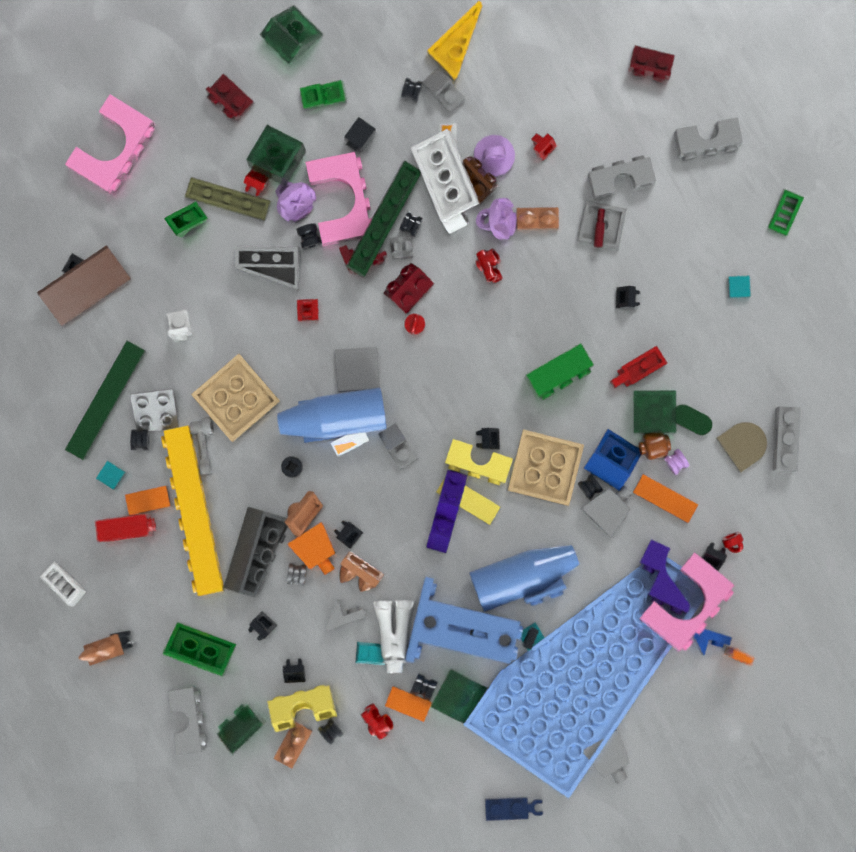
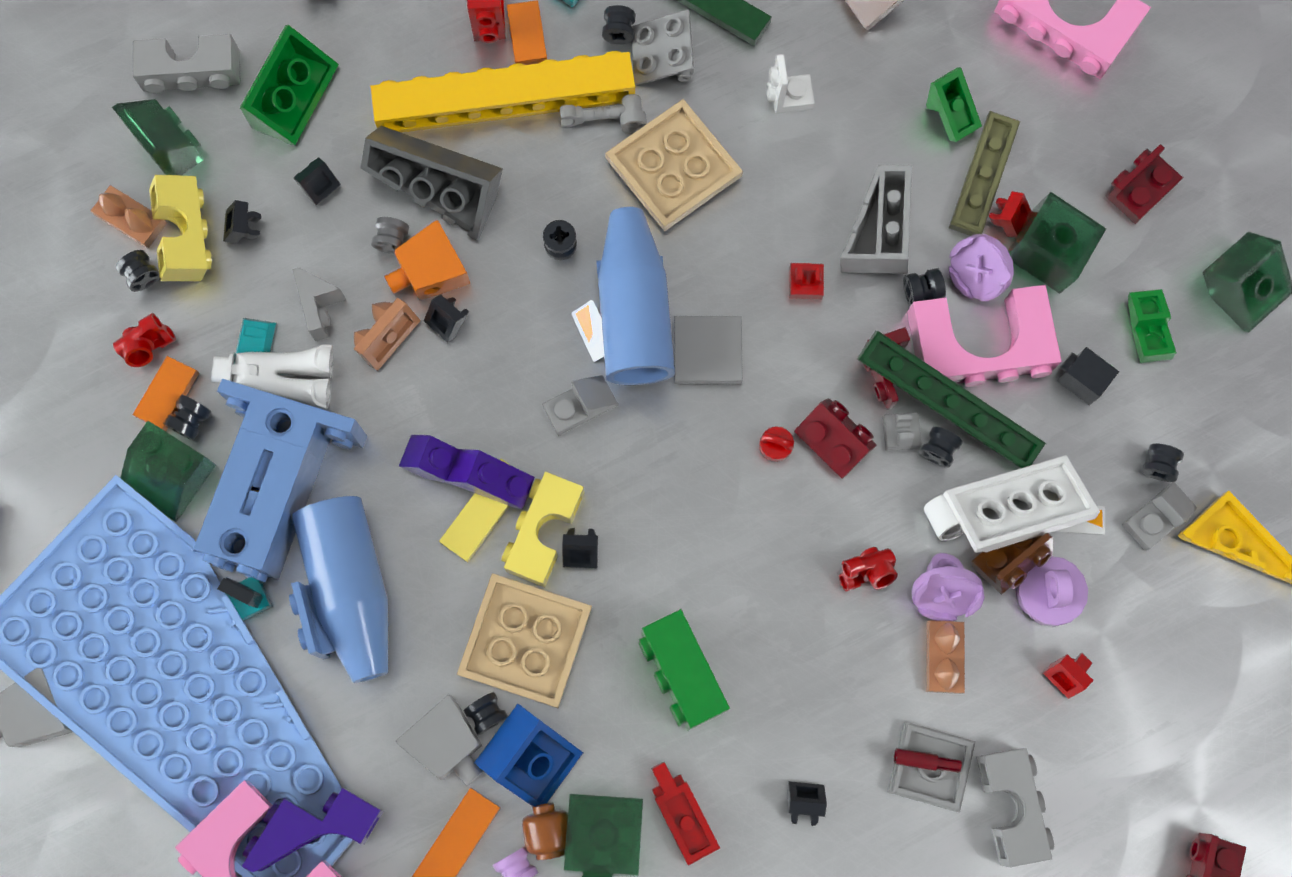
camera: 90 degrees right, 10 degrees down
(302, 513) = (483, 248): nougat tile -> none

